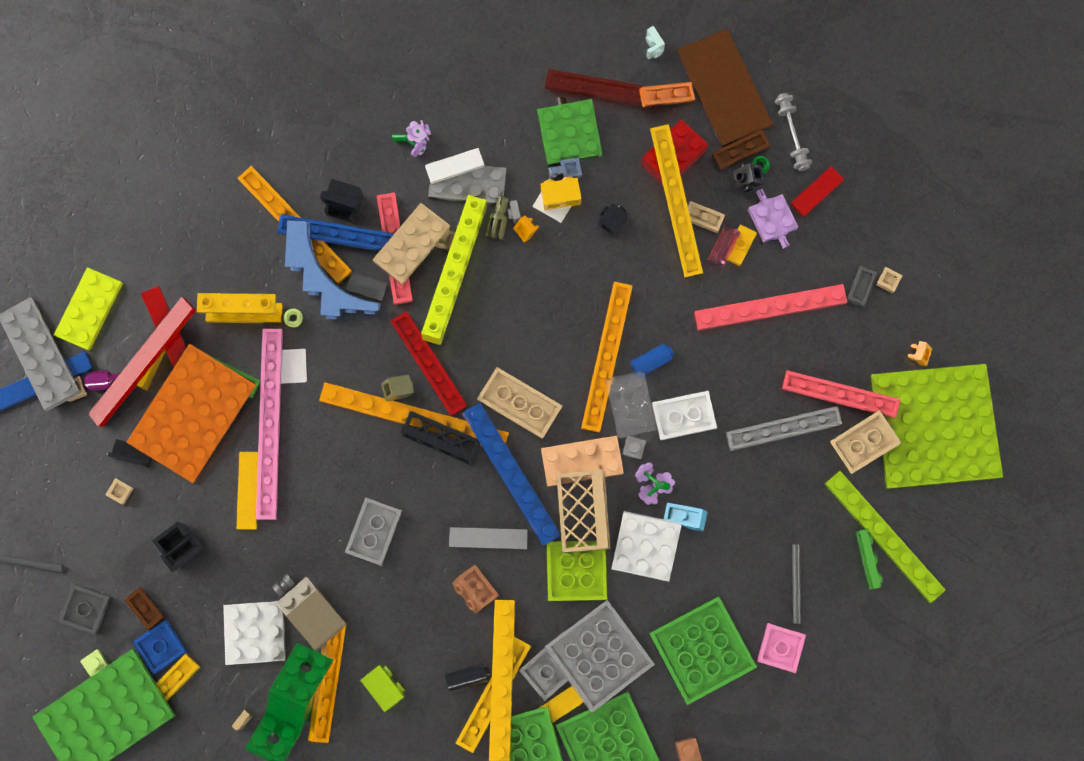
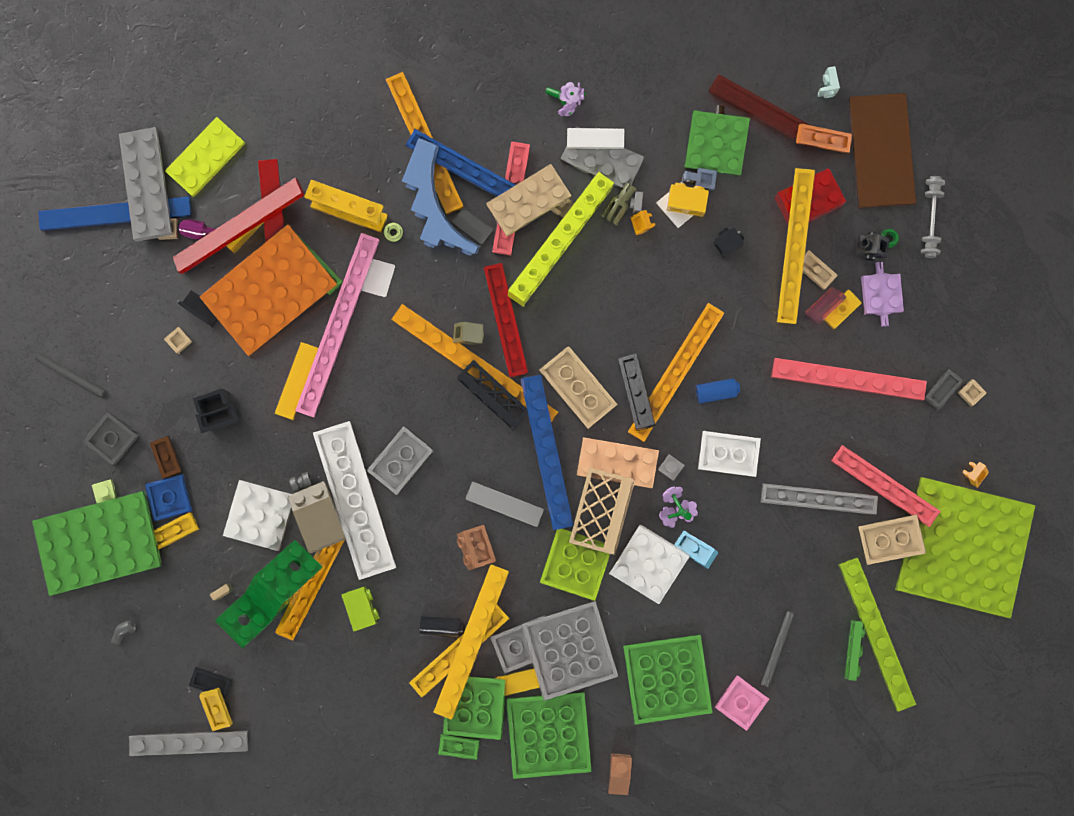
camera: 20 degrees right, 5 degrees up
(342, 201) = (477, 135): black plate -> none
(342, 585) = (354, 500): none -> white plate
(576, 387) = (636, 392): none -> plate
(630, 404) = (682, 426): clear brick -> none
(741, 150) = (875, 217): reddish brown plate -> none
(817, 191) = (934, 283): red tile -> none

